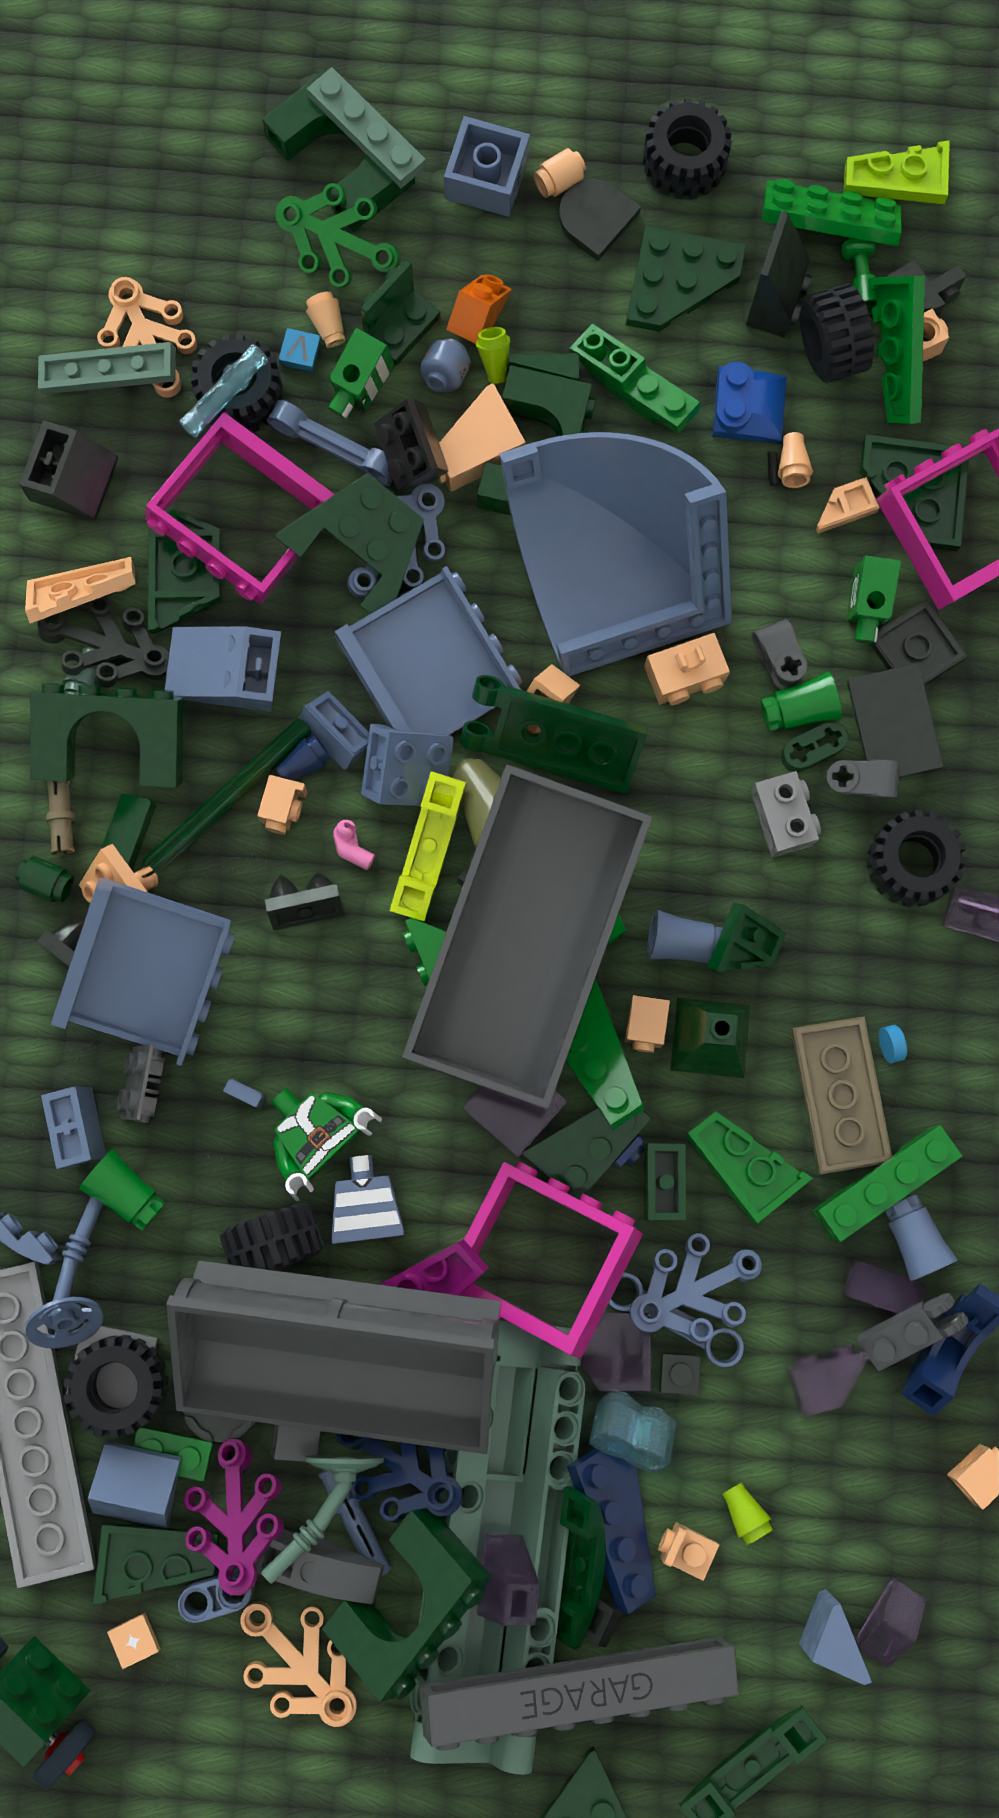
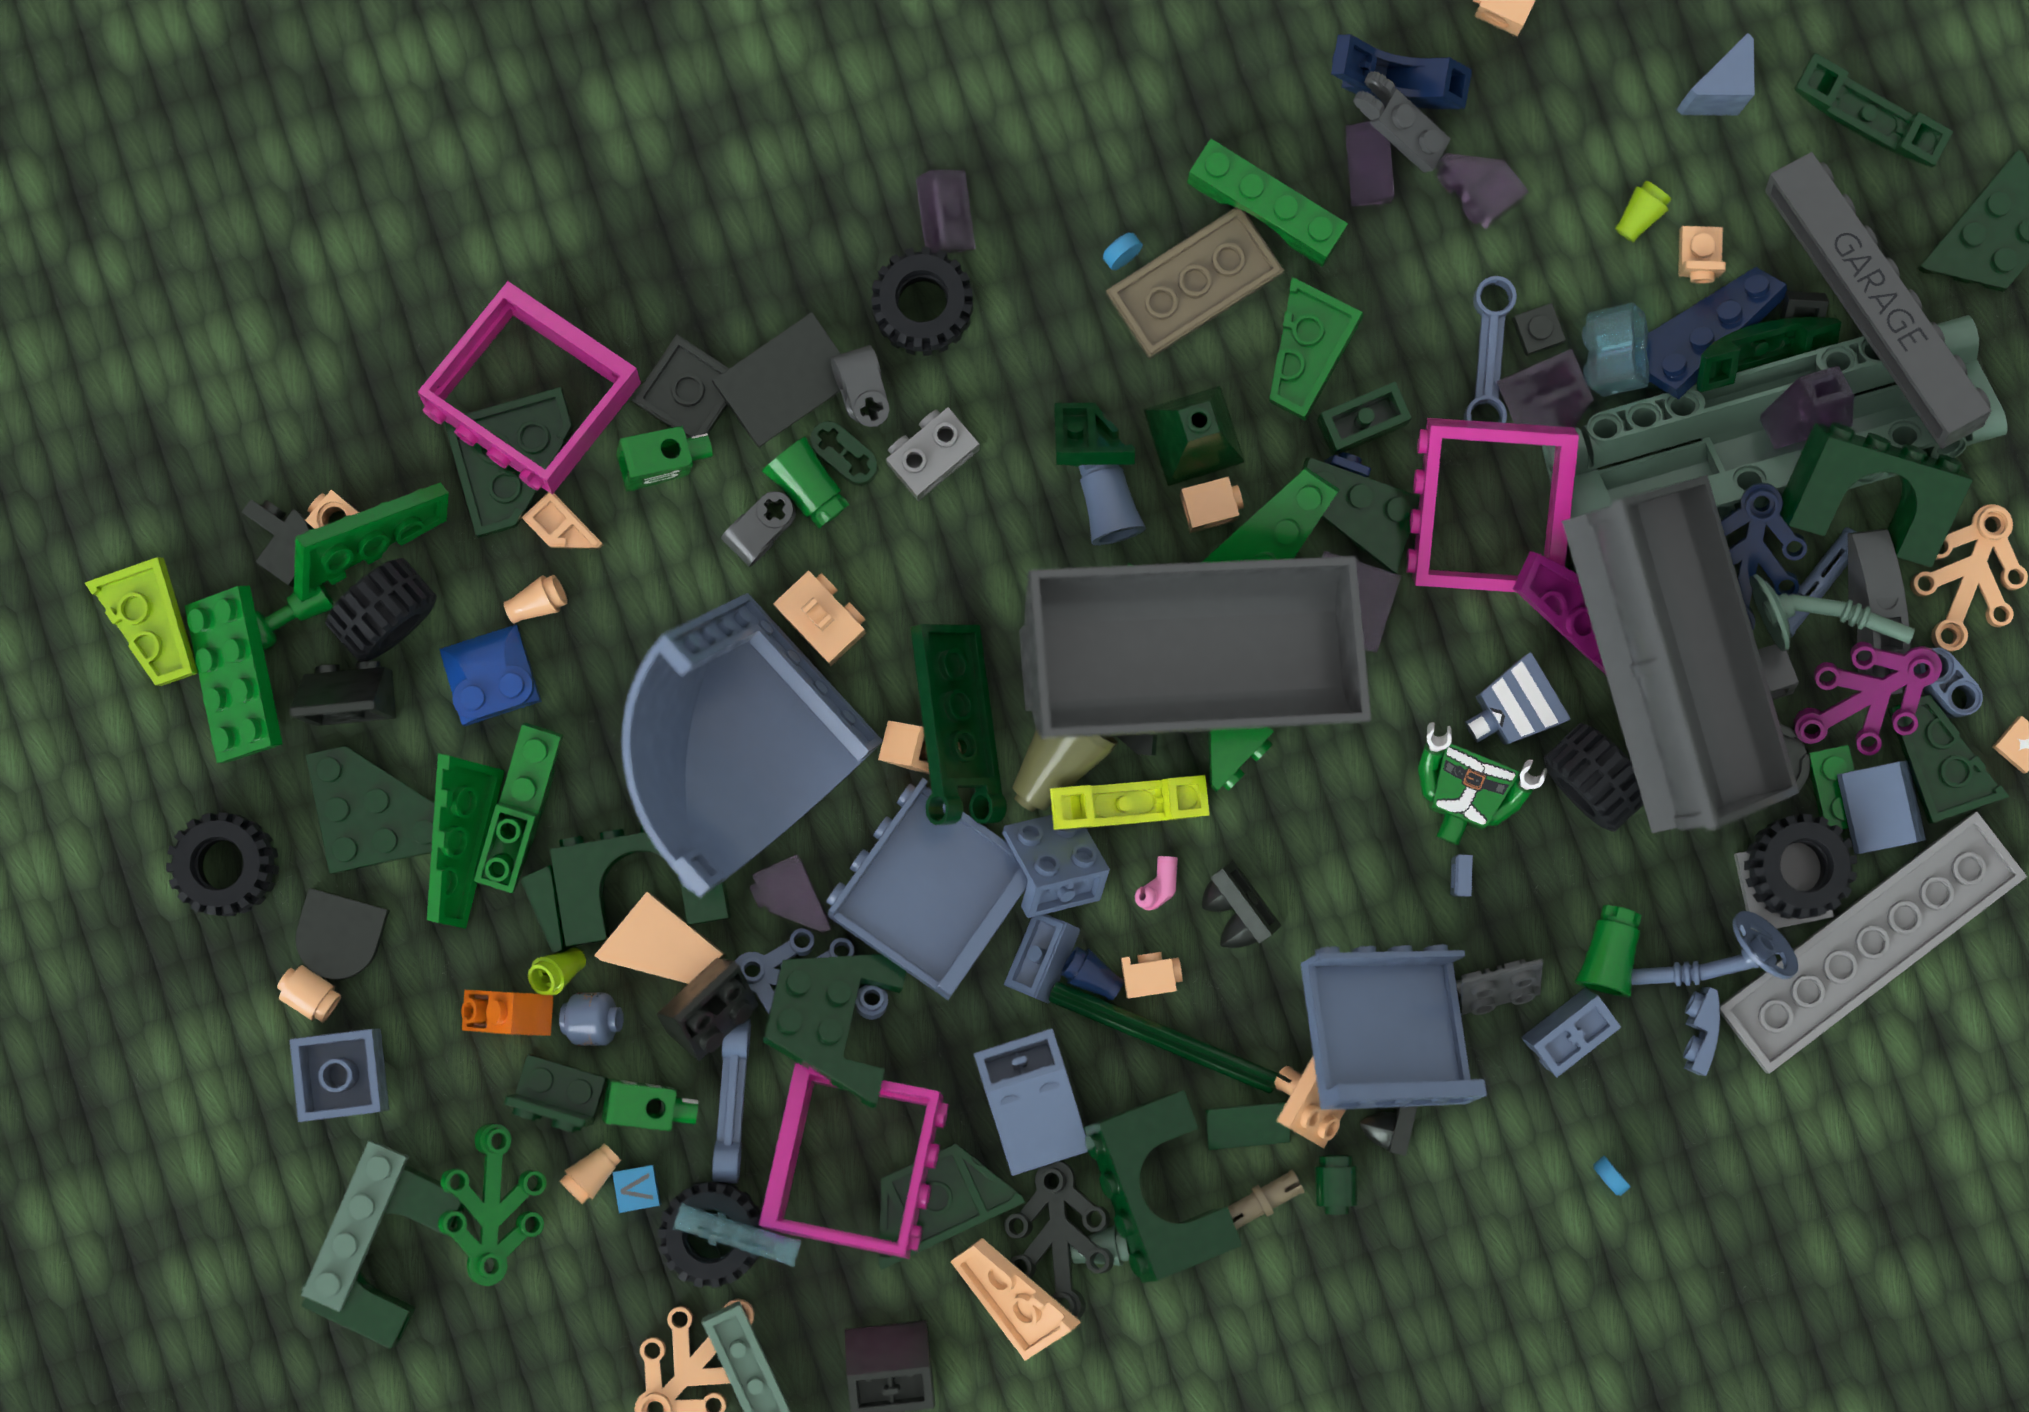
camera: 110 degrees left, 5 degrees up
(474, 554) = (790, 894): none -> clear purple slope
(643, 327) = (461, 821): none -> green wing
(690, 1292) = (1459, 350): sand blue plant -> none
(775, 469) = (552, 618): pearl dark grey leg -> none
(892, 1623) = (1679, 34): clear purple slope -> none
(918, 1238) = (1308, 148): sand blue plant -> none

